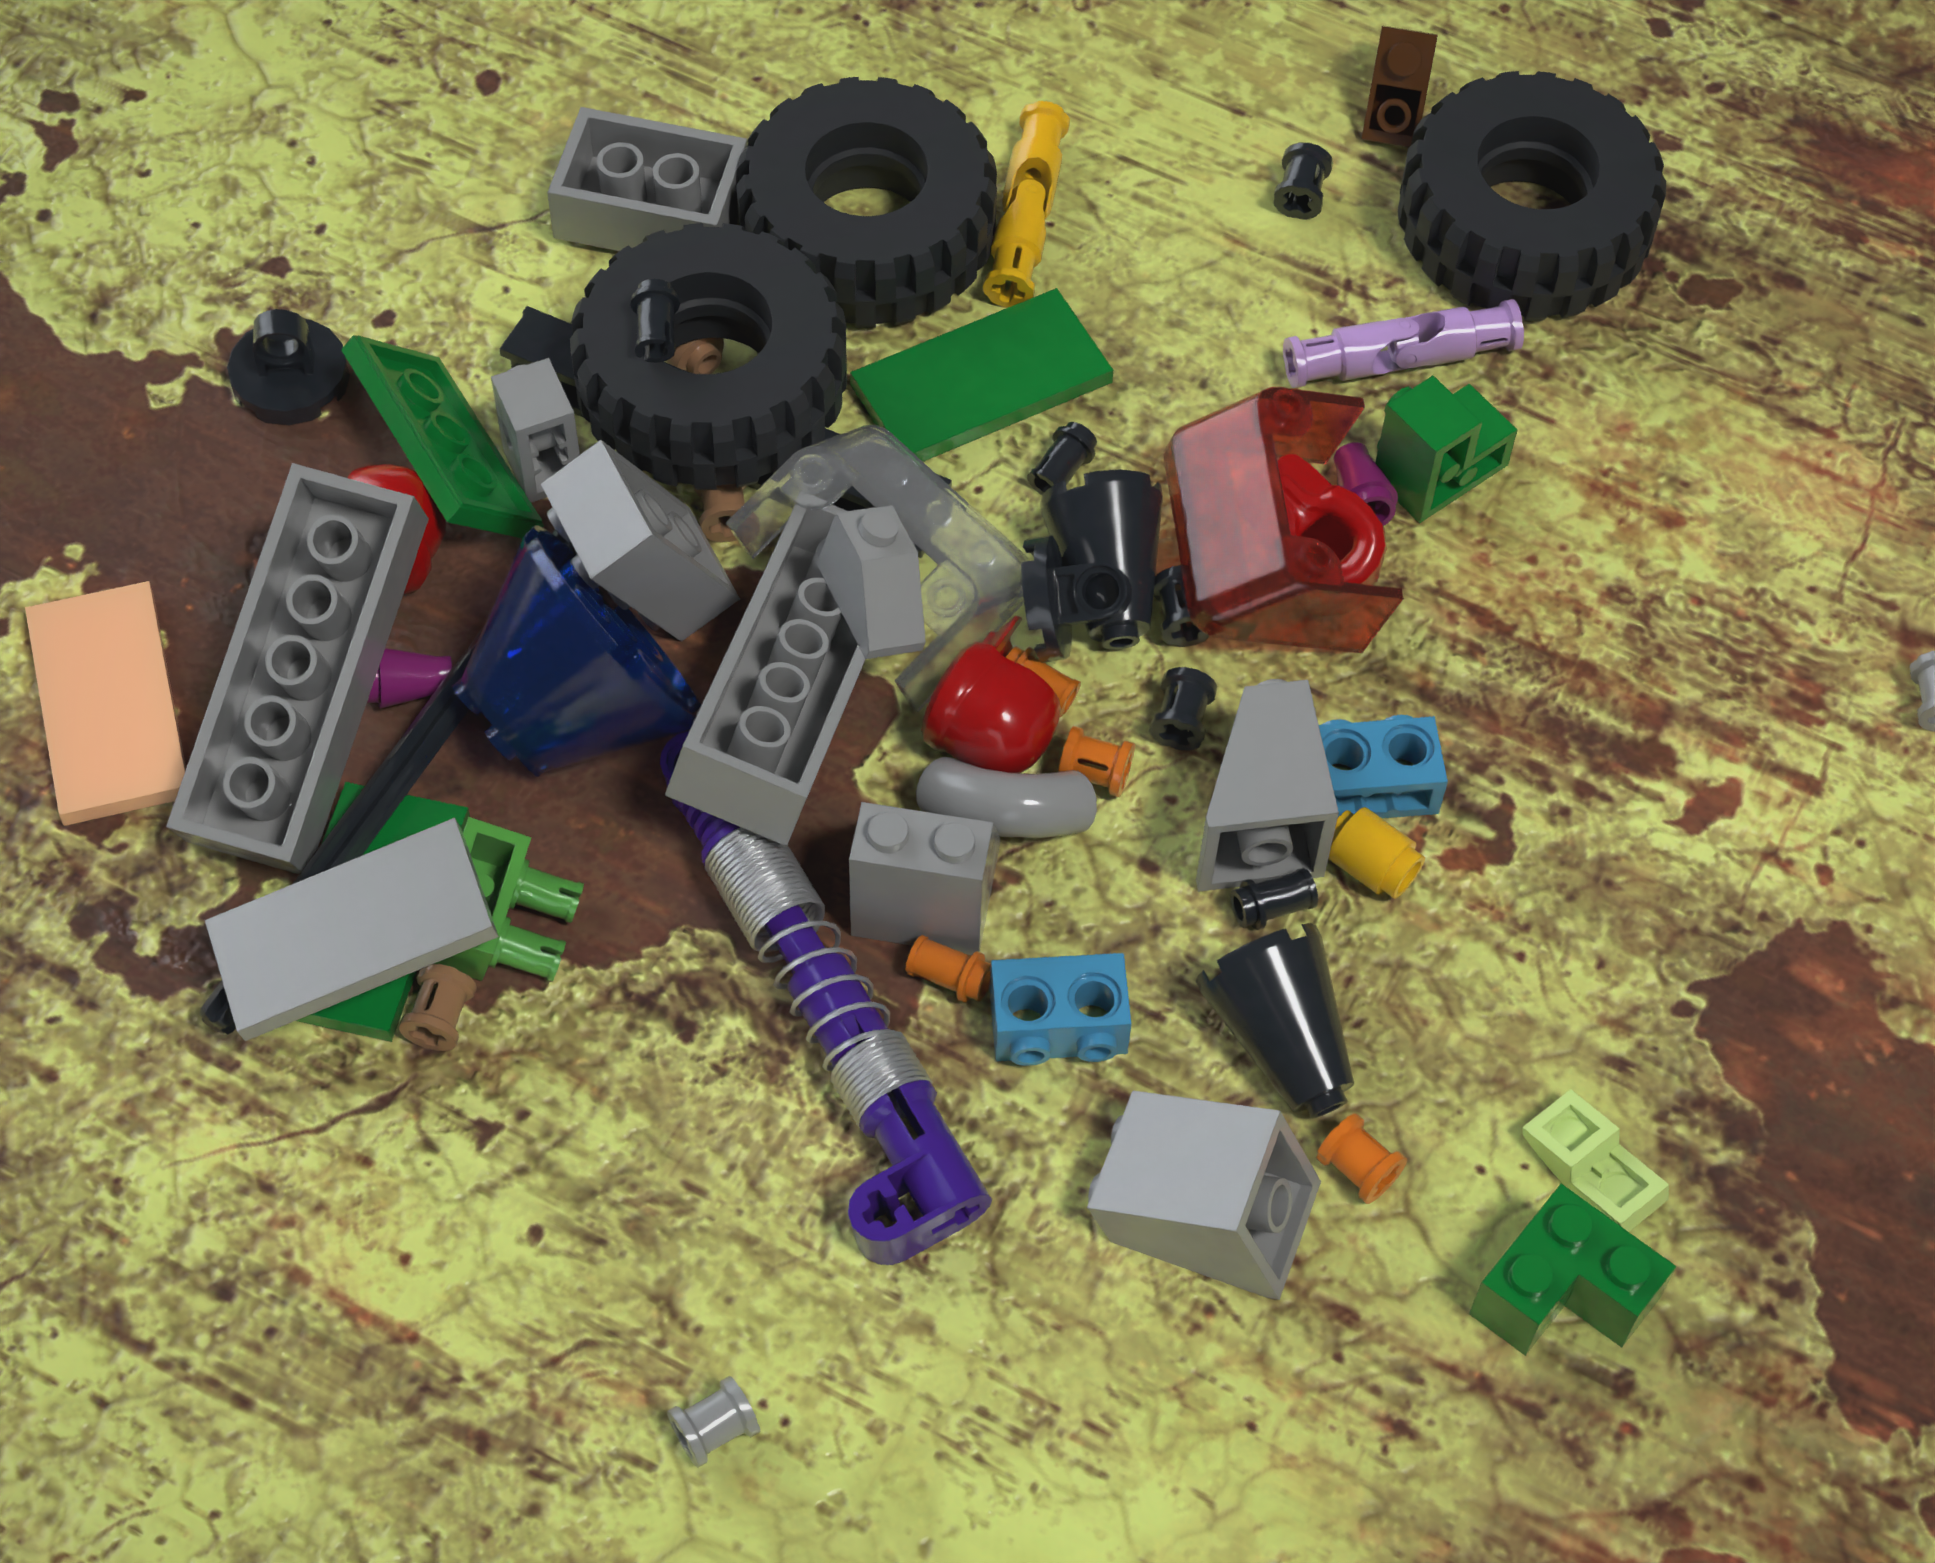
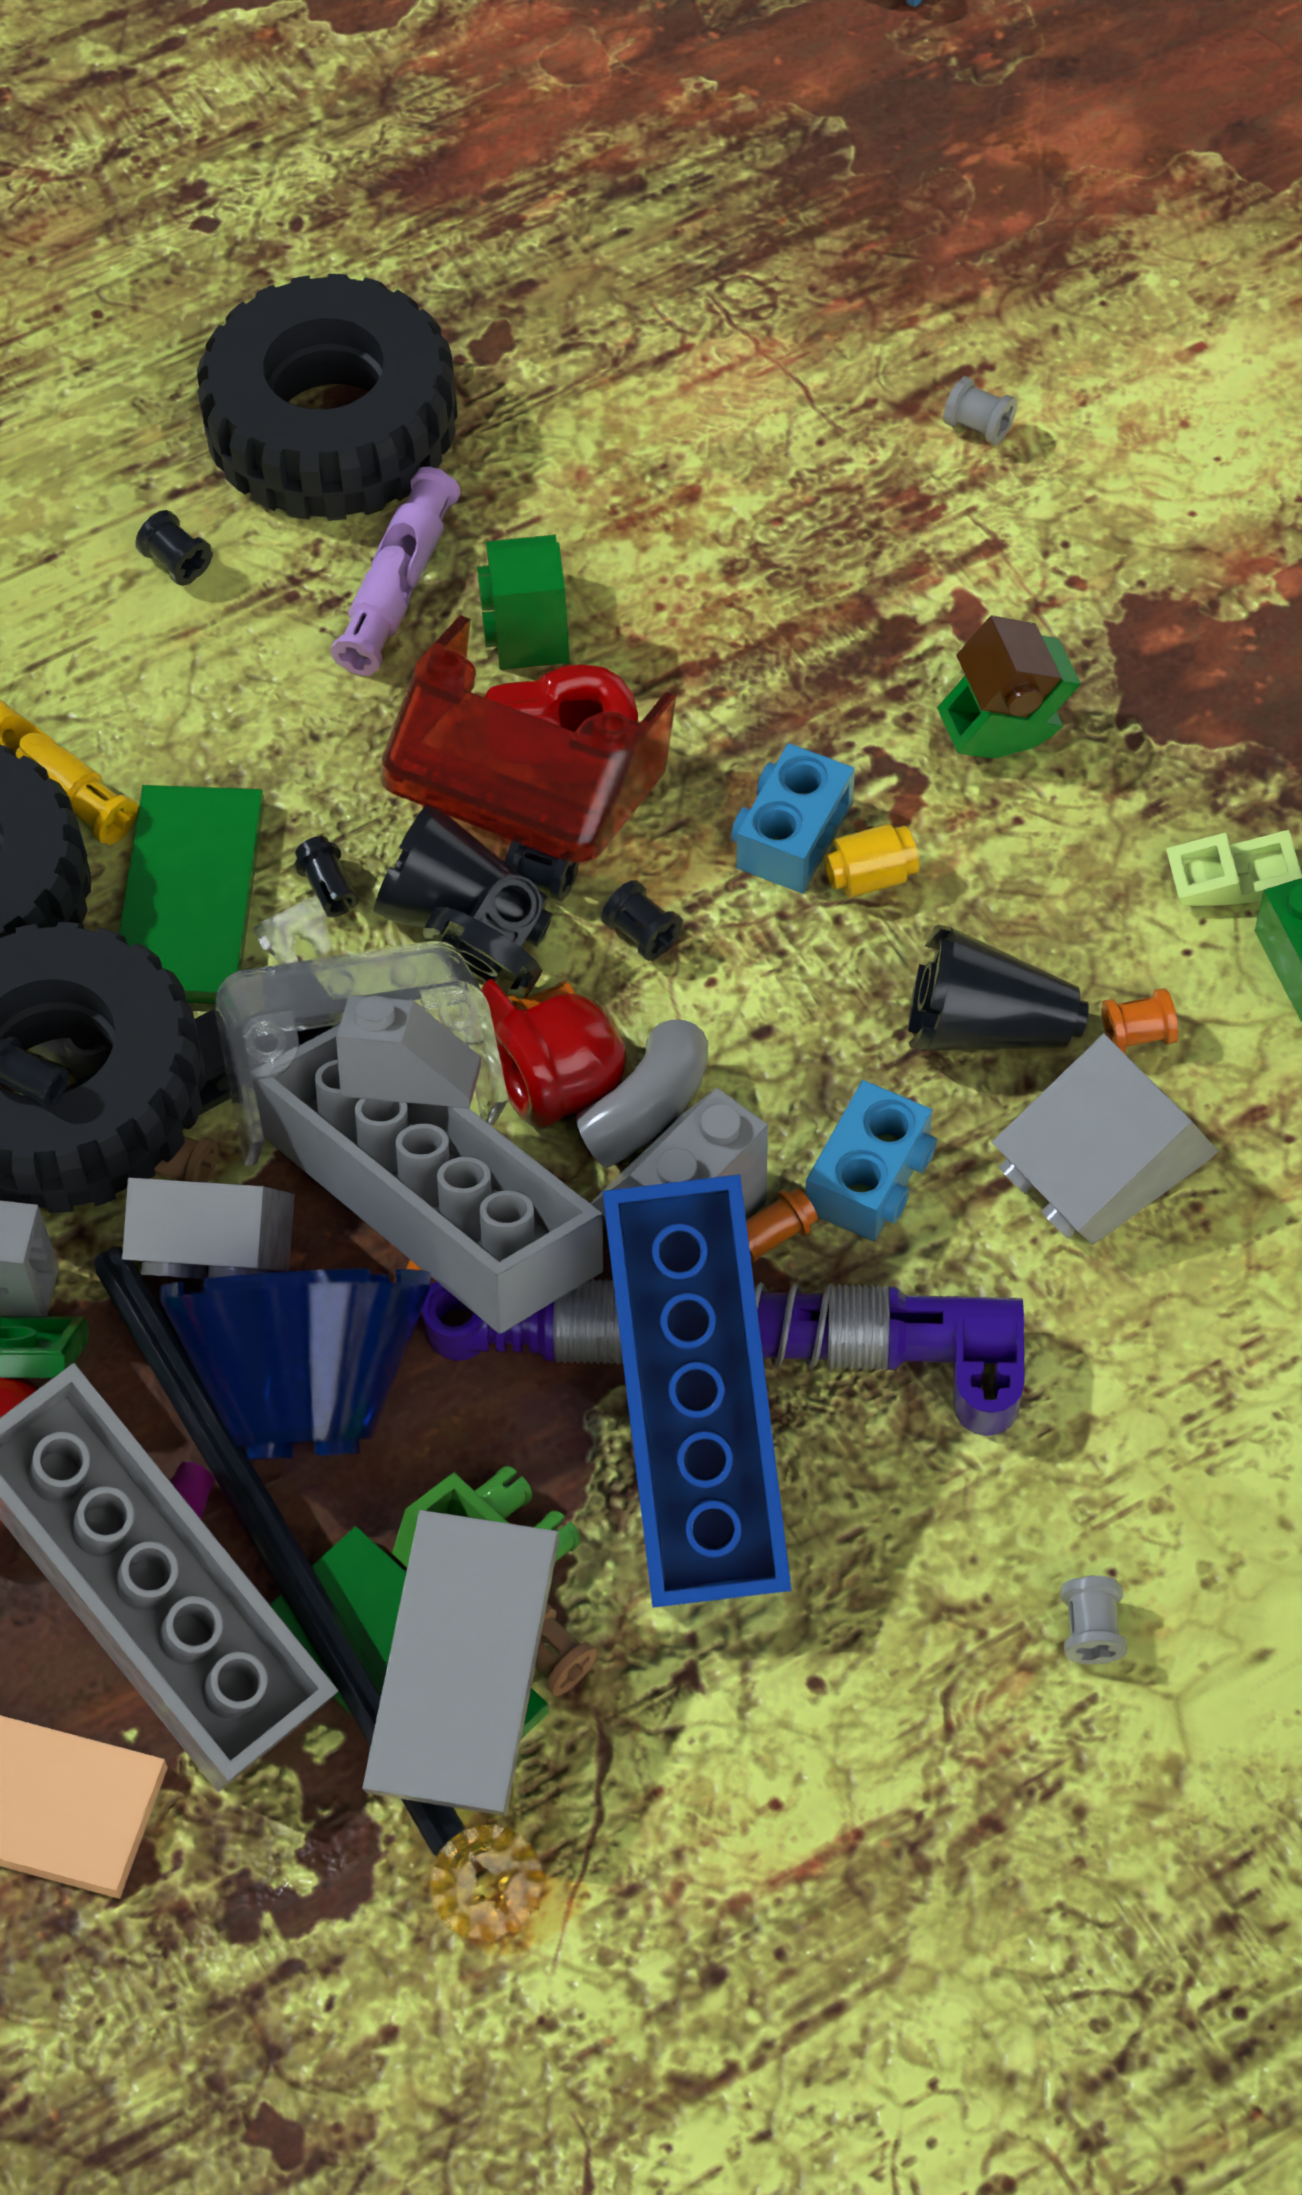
camera: 55 degrees left, 0 degrees up
(222, 1055) = (454, 1881): none -> clear yellow gear
(699, 967) = (696, 1391): none -> blue brick
(981, 455) = (304, 920): none -> clear tile
(1098, 760) = (649, 1007): orange bush -> none
(1272, 792) = (777, 893): light grey slope -> none
(1273, 898) = (861, 966): black pin -> none
(1362, 476) = (510, 668): magenta cone -> none
(1399, 85) = (130, 423): reddish brown slope -> none
(1616, 878) = (998, 734): none -> green brick
(1637, 842) = (1008, 666): none -> reddish brown brick

